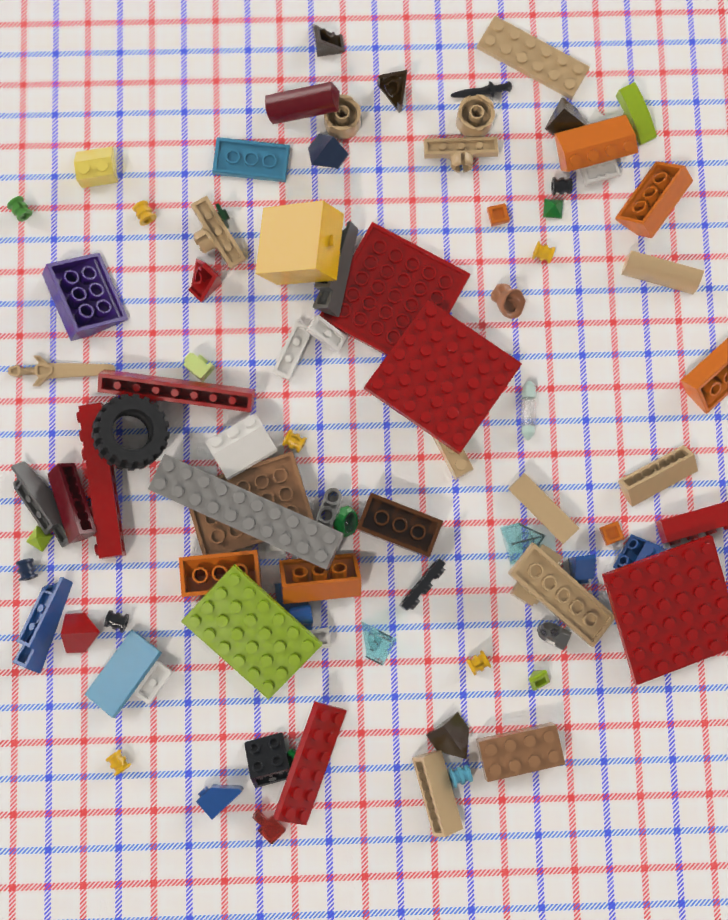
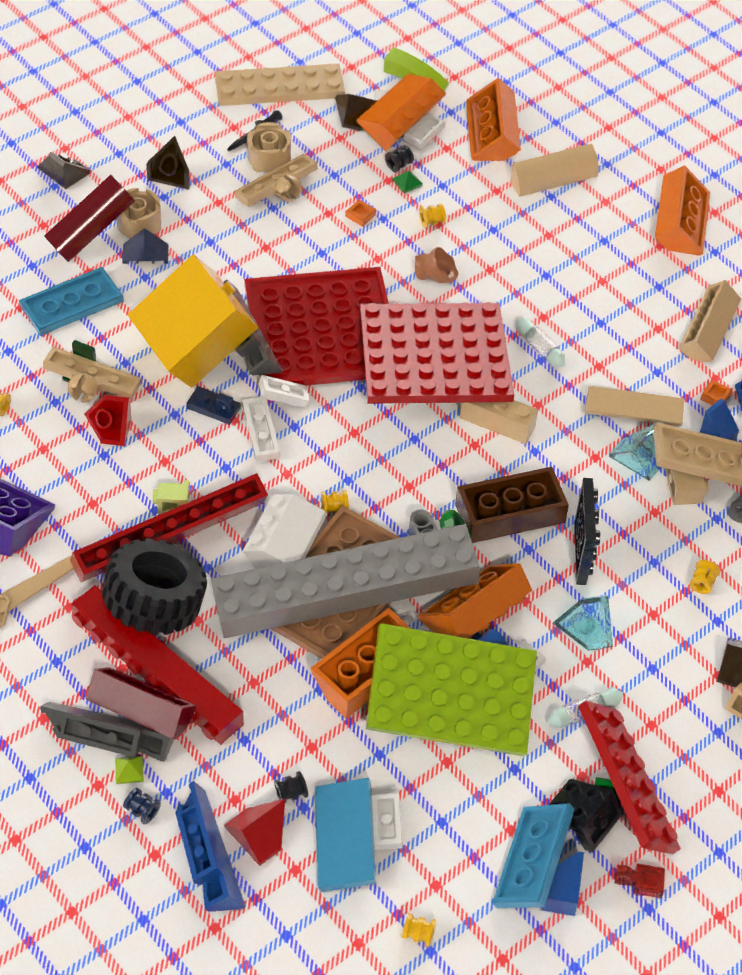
camera: 35 degrees left, 30 degrees down
(214, 770) = (533, 856): none -> dark azure tile
(278, 309) = (213, 405): none -> dark blue hinge
(328, 695) = (570, 713): none -> piece

